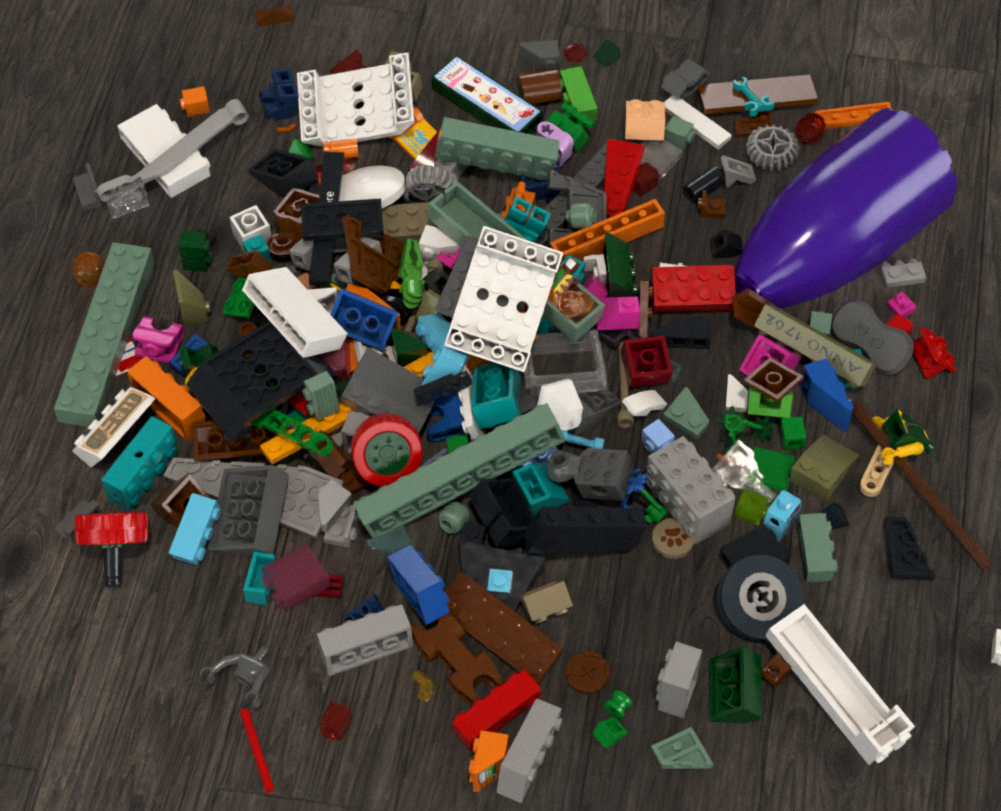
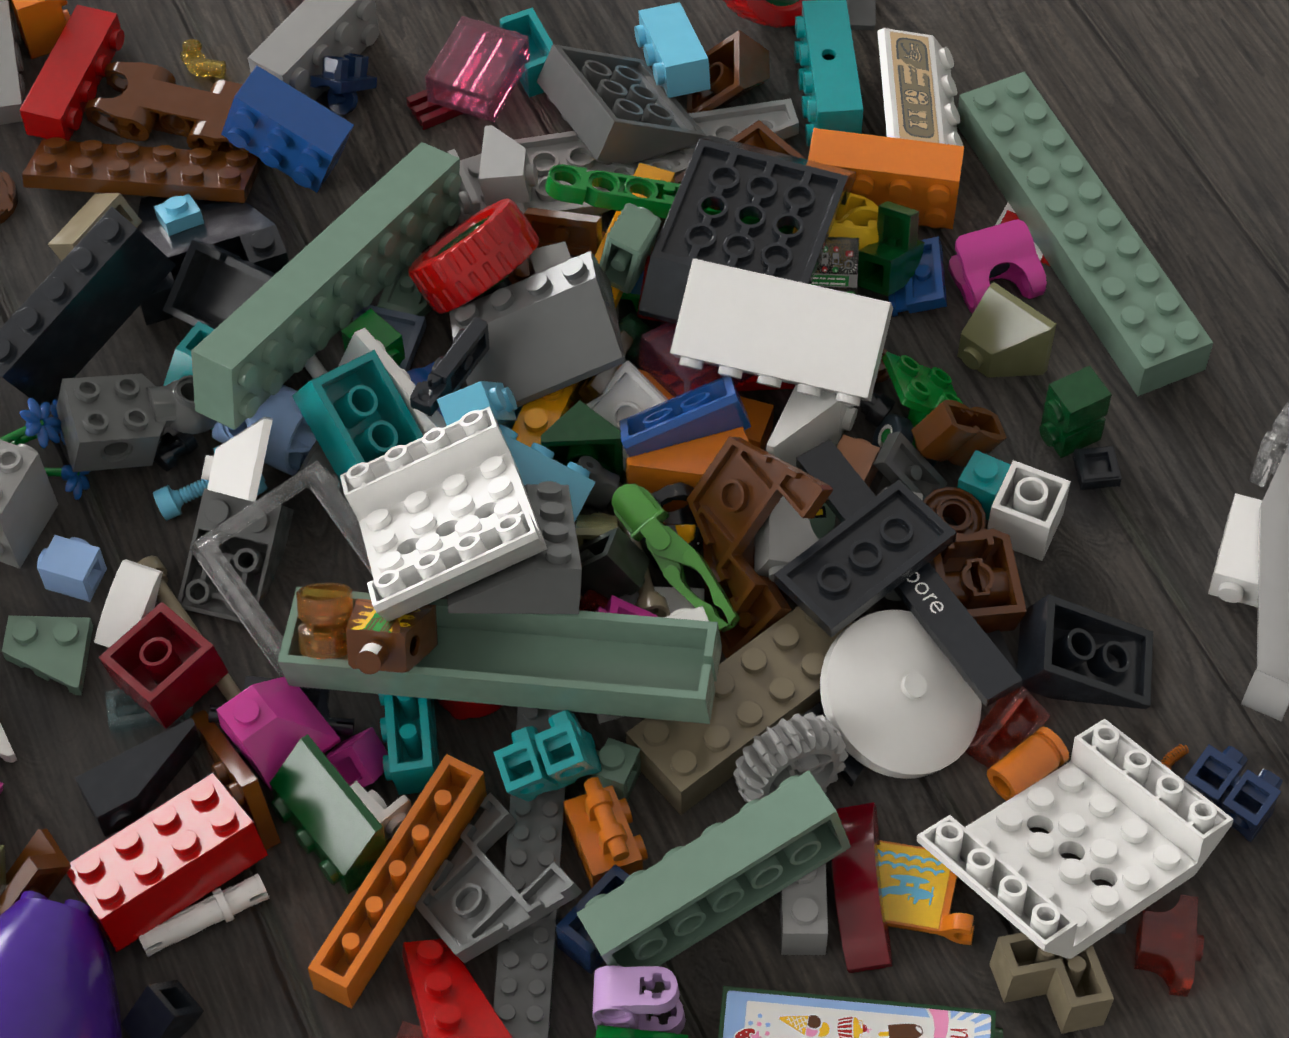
camera: 145 degrees right, 0 degrees up
(87, 268) = (1214, 298): clear orange piece -> none
(301, 149) = (1087, 710): green slope -> none
(581, 215) = (460, 855): sand green head -> none

